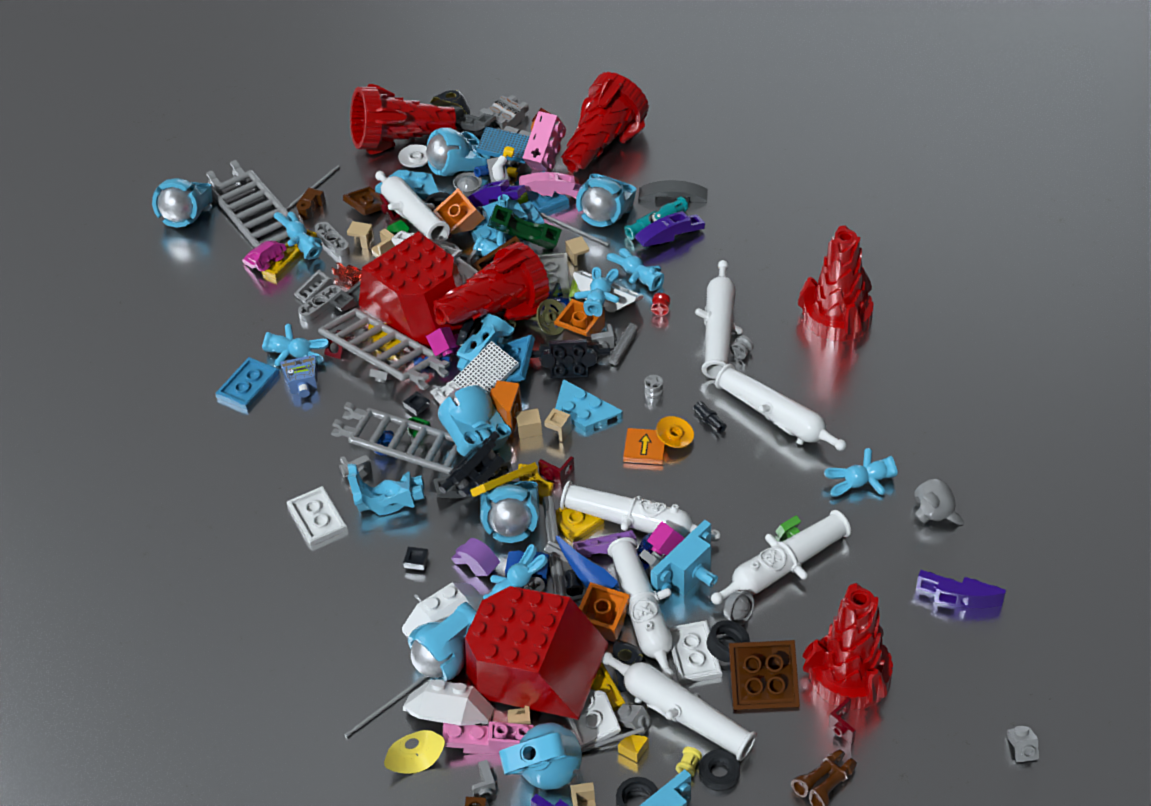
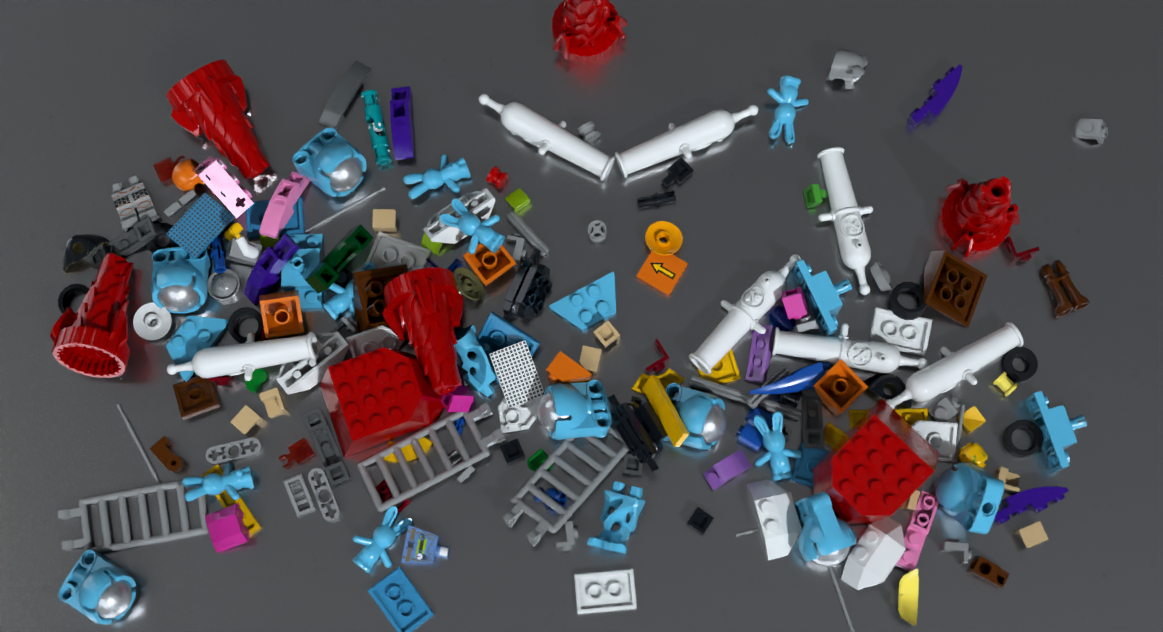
camera: 65 degrees left, 30 degrees up
(594, 760) = (973, 454): none -> yellow head
(648, 327) = (517, 200): none -> lime slope
(745, 422) = (677, 172): none -> black plate

